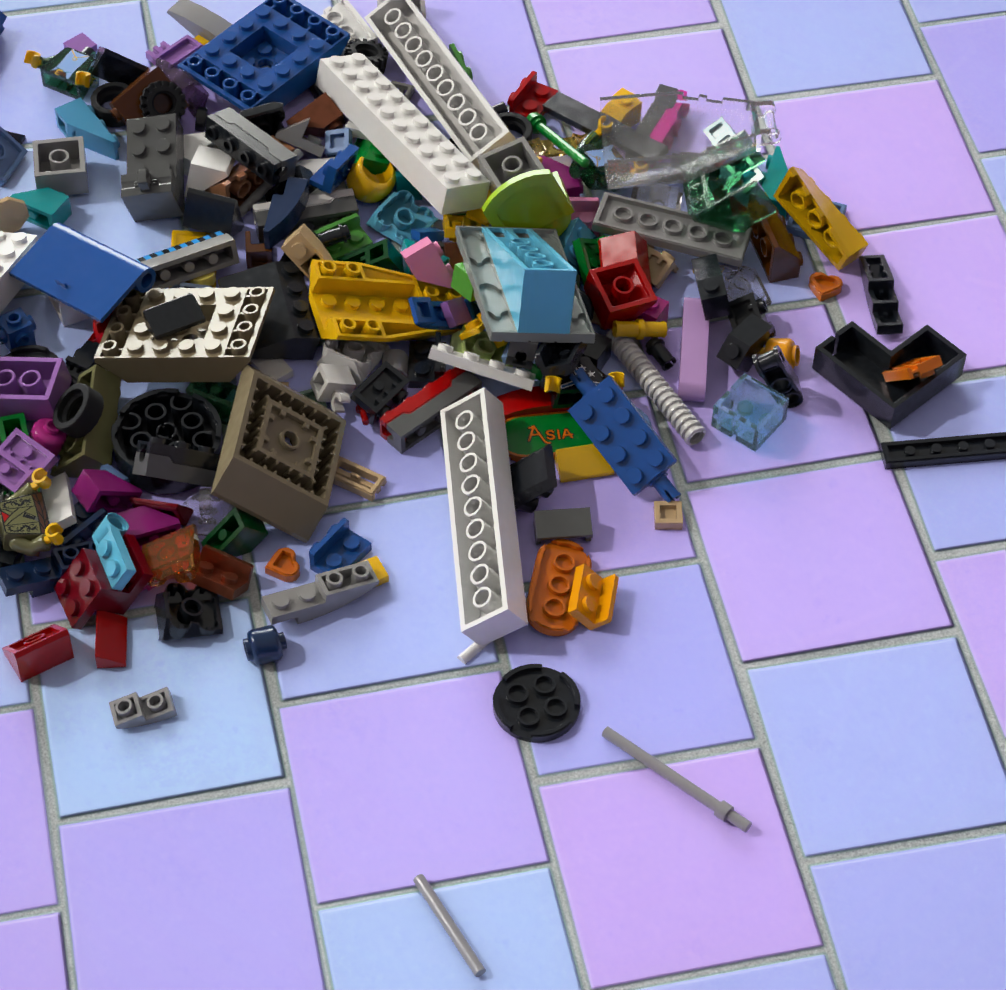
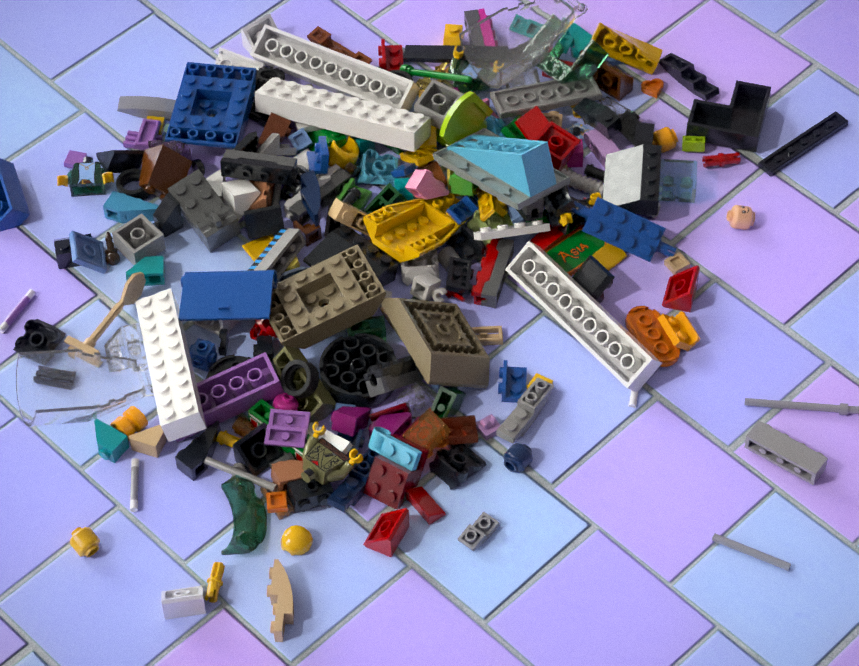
camera: 30 degrees left, 0 degrees up
(24, 173) = (112, 257): none -> dark brown bar
(55, 330) = (223, 335): none -> black tile
(112, 155) = (168, 216): none -> black slope
(157, 88) = (170, 169): black tyre -> none
(173, 316) = (315, 292): black slope -> none
(263, 586) = (487, 426): none -> lavender tile
(283, 565) = (486, 407): orange tile -> none
(365, 205) = (353, 170): none -> dark brown arm
(456, 312) = (467, 207): medium lavender tile -> none
(468, 42) = (324, 39): none -> dark orange slope
(536, 703) = (694, 407): black tile -> none
(562, 524) = (626, 299): dark grey hinge -> none
(596, 824) = (786, 452): none -> light grey brick
(639, 329) = (578, 163): yellow pin -> none
(644, 551) = (682, 290): none -> red slope
(678, 290) = (577, 130): none -> piece
(688, 382) = (634, 179): none -> slope
(779, 375) = (680, 149): black piece -> none
(795, 498) = (741, 217): none -> light nougat head
(814, 378) = (693, 143): none -> lime piece
(833, 415) = (721, 159): none -> red pin
(914, 368) = (748, 109): orange plate -> none

